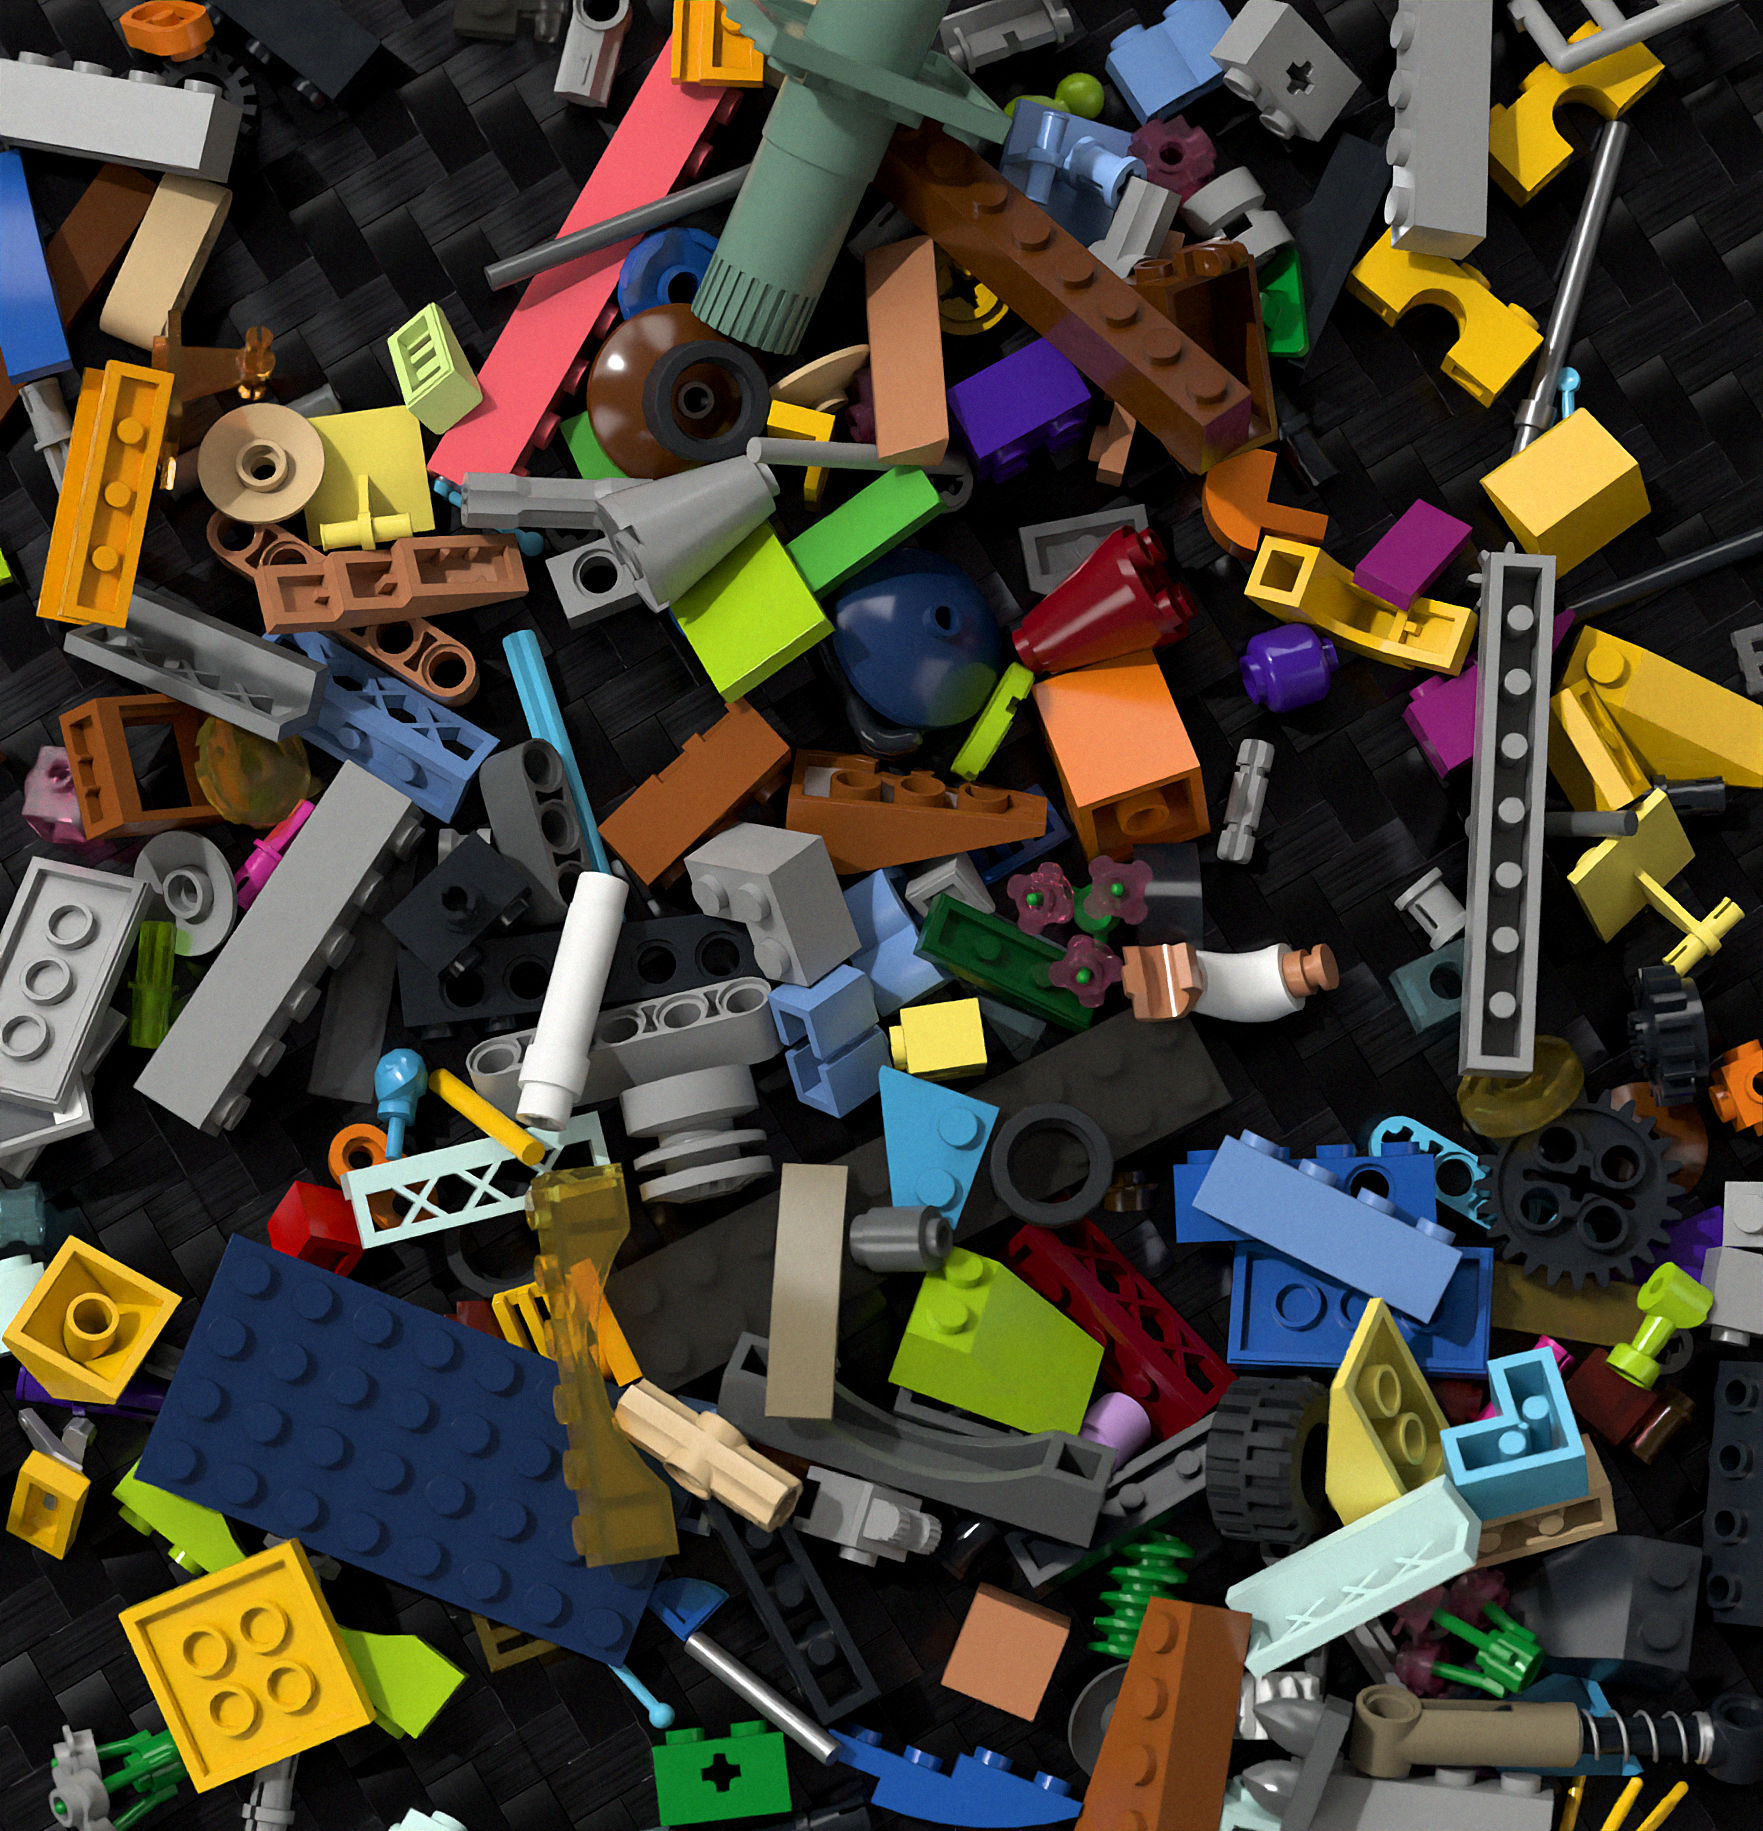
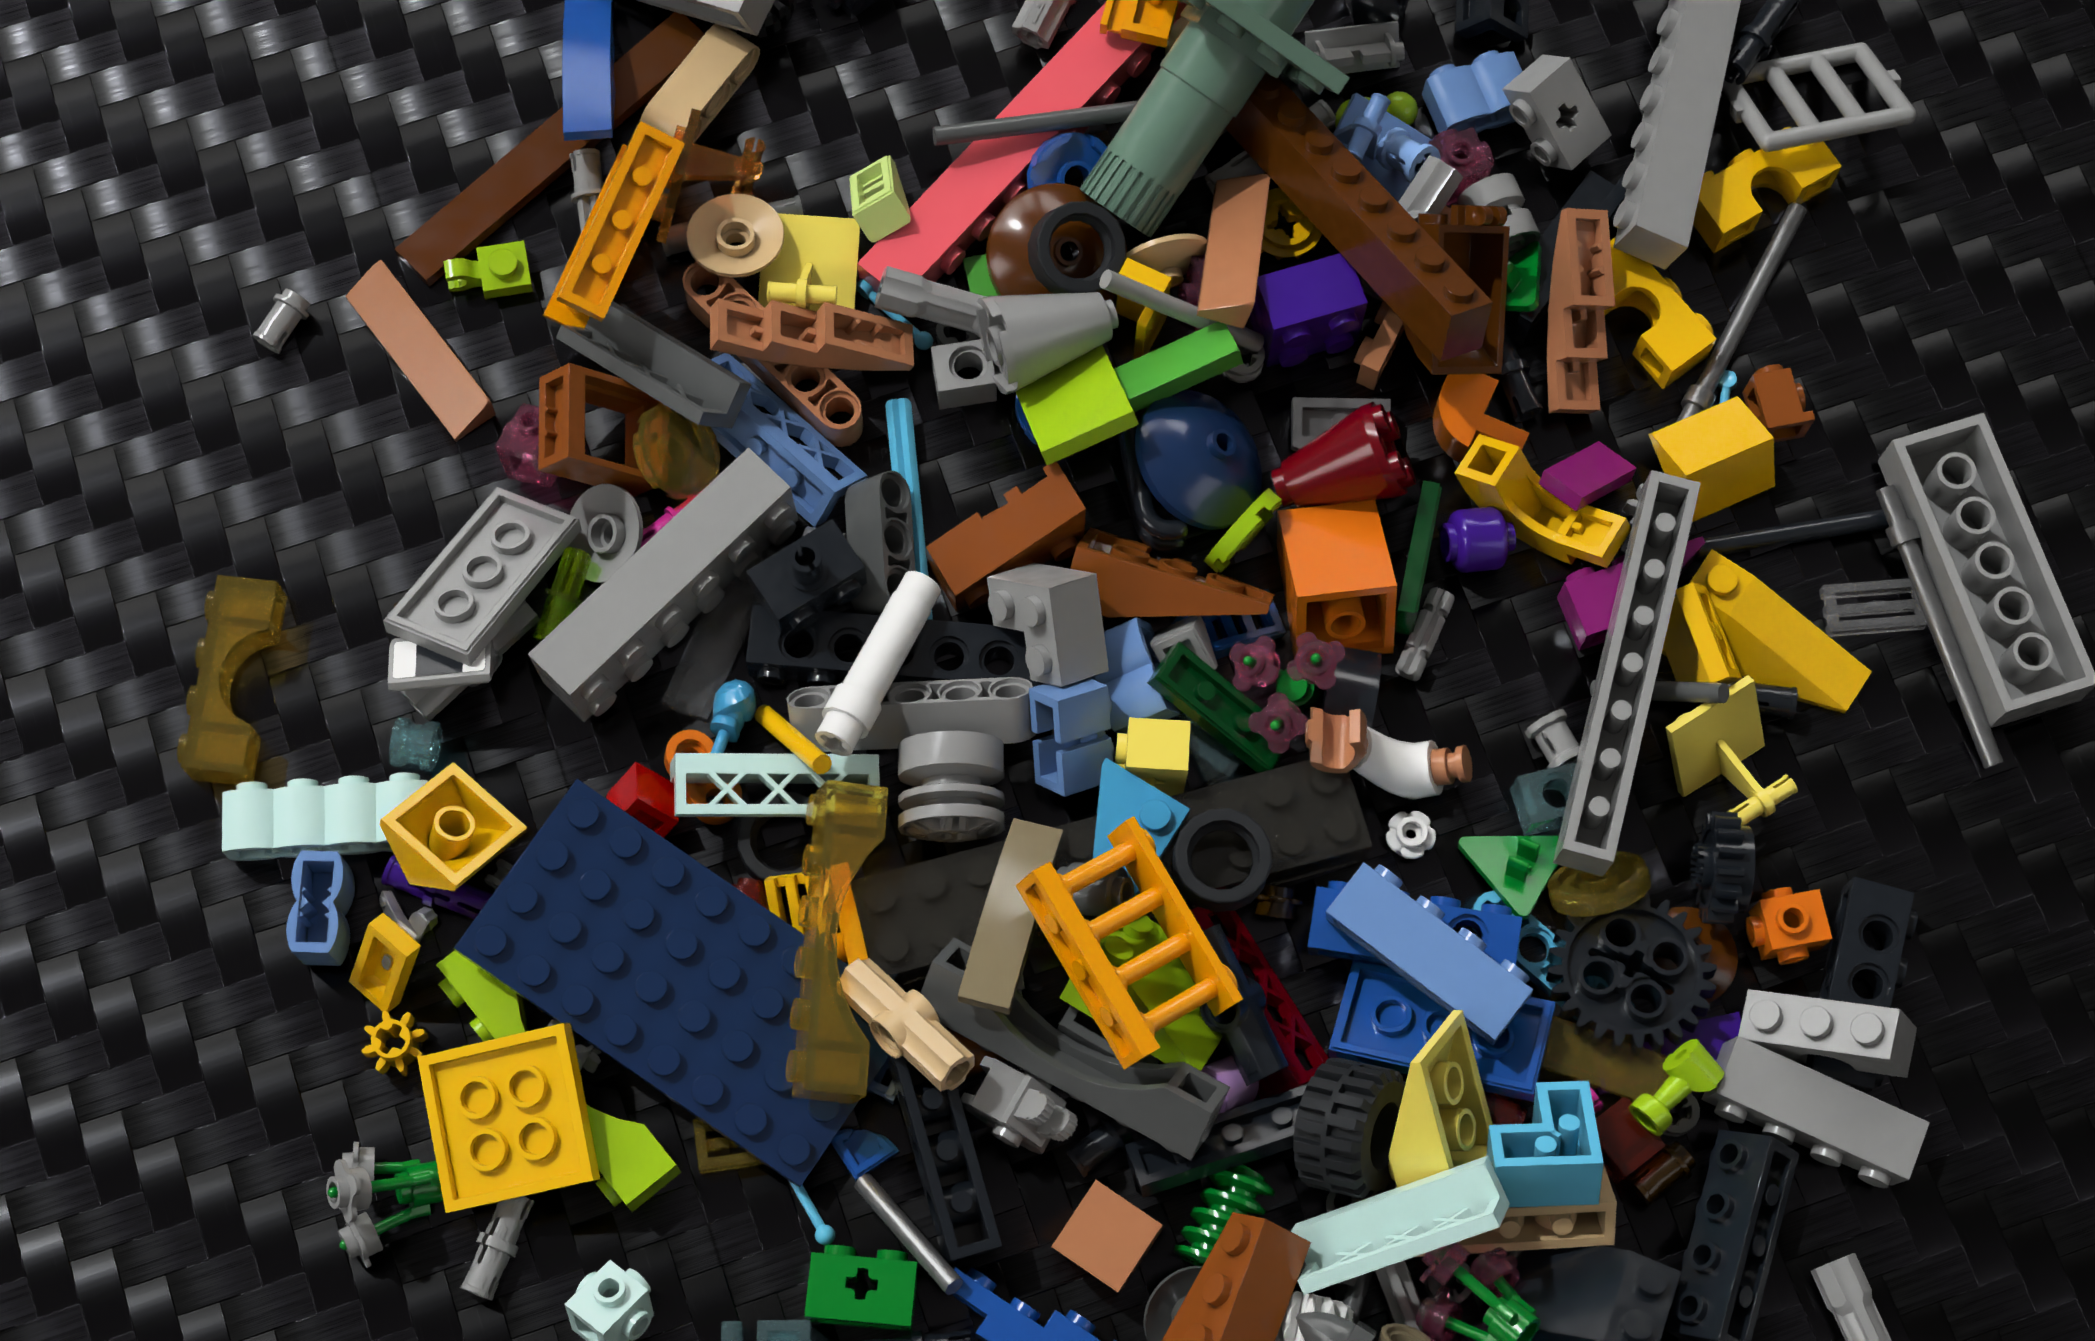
camera: 10 degrees right, 10 degrees down
(97, 1585) = (394, 1029): none -> yellow gear
(899, 1318) = (1105, 985): none -> light orange fence
(1101, 1339) = (1247, 1029): none -> black piece
(1218, 707) = (1417, 558): none -> dark green tile
(1260, 1072) = (1410, 847): none -> white plate
(1358, 338) = (1576, 317): none -> nougat slope
(1411, 1080) = (1513, 866): none -> green piece
(1635, 403) = (1778, 402): none -> dark orange brick

